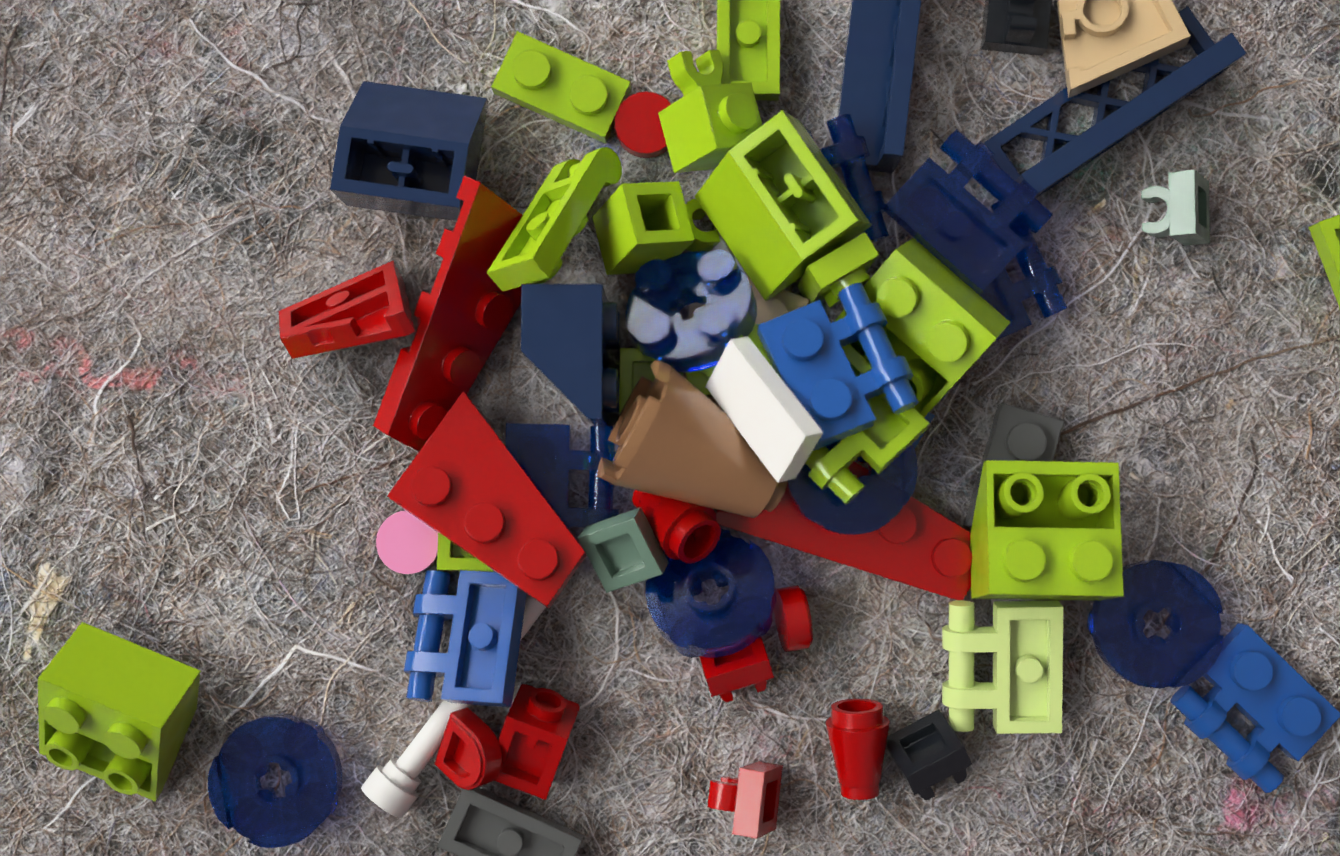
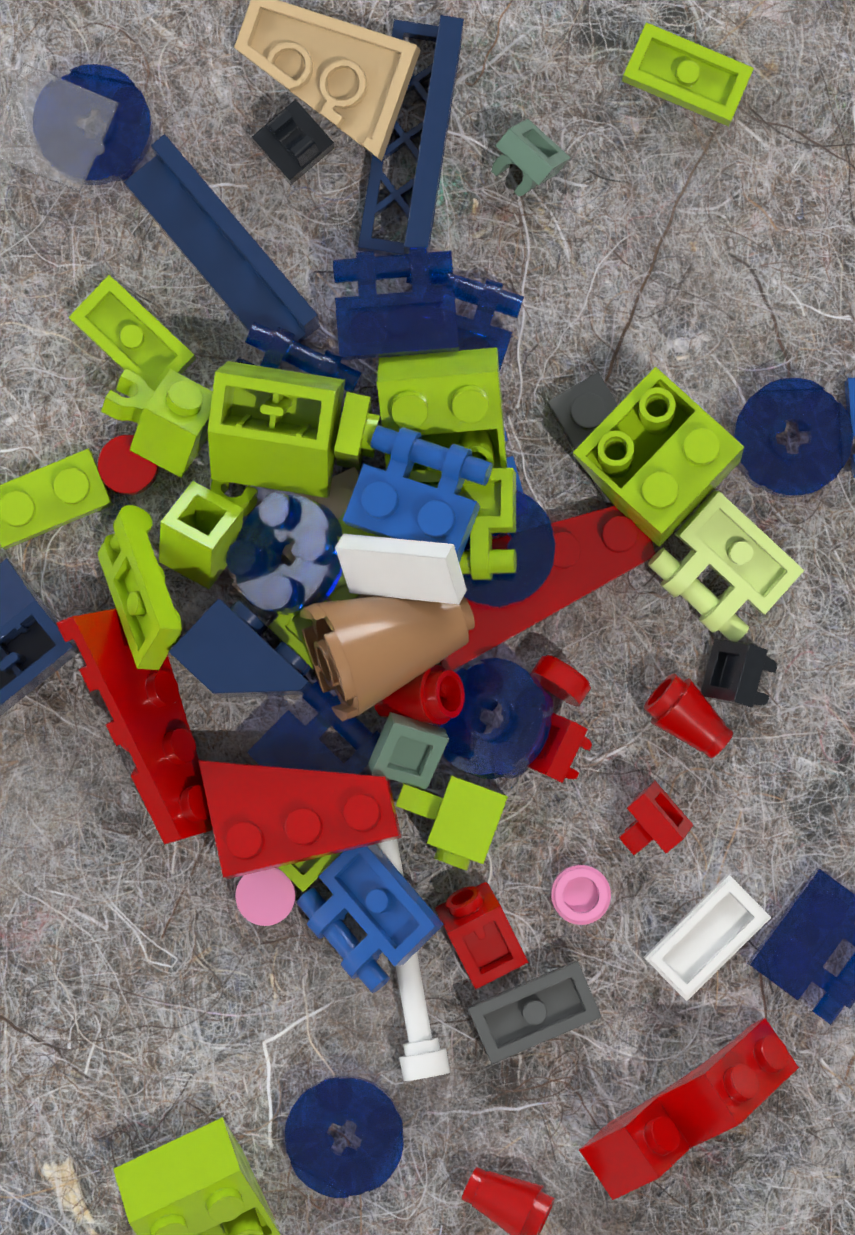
camera: 55 degrees left, 0 degrees up
(349, 314) = (71, 791): red wing -> none
(469, 751) = (447, 983): red tile -> none
(611, 641) = (462, 819): none -> lime brick
(638, 790) = (580, 894): none -> bright pink tile

